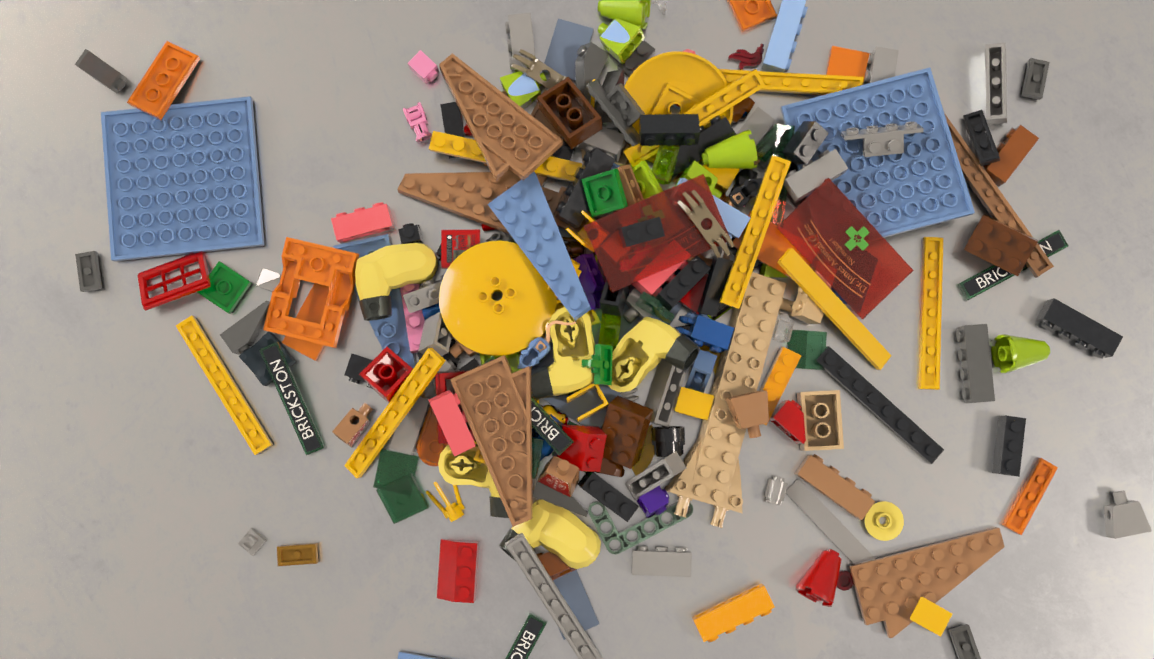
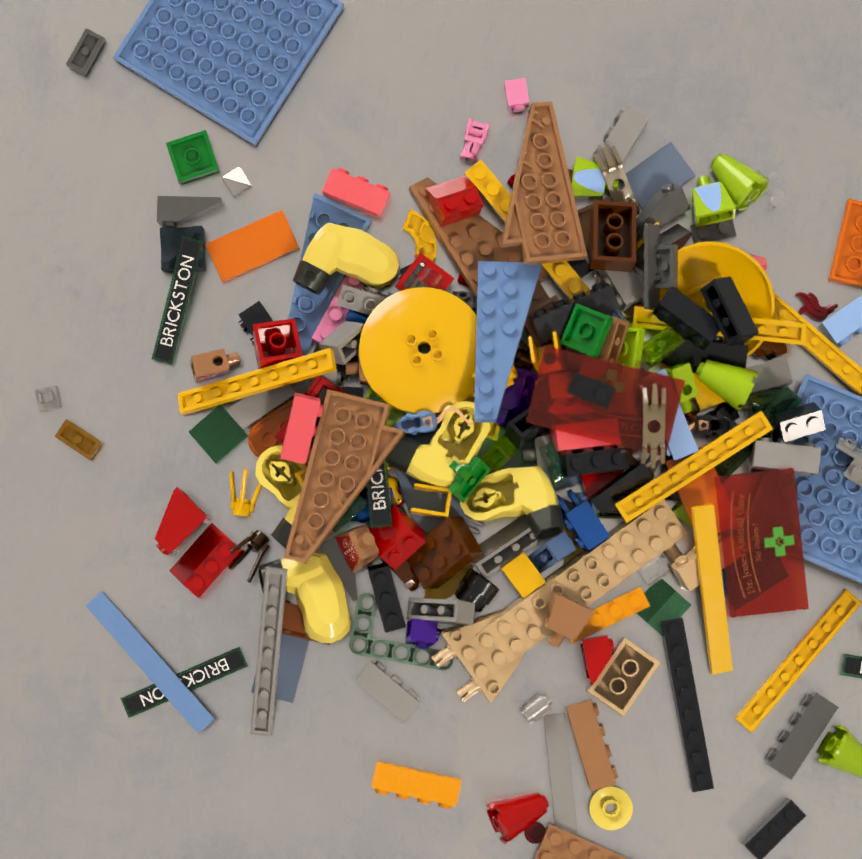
camera: 35 degrees right, 0 degrees up
(161, 270) = (148, 131): red piece -> none
(224, 385) = (127, 242): yellow plate -> none
(320, 266) = (289, 202): orange piece -> none
(402, 498) = (206, 461): clear green tile -> none
(410, 234) = (390, 234): black brick -> none
(417, 558) = (180, 523): none -> red slope
(433, 217) = (422, 235): none -> yellow tile
(437, 174) = (454, 200): none -> red slope
(452, 121) = (505, 162): black tile -> none
(483, 529) = (255, 542): none -> dark brown plant
(695, 101) = (729, 311): none -> black brick

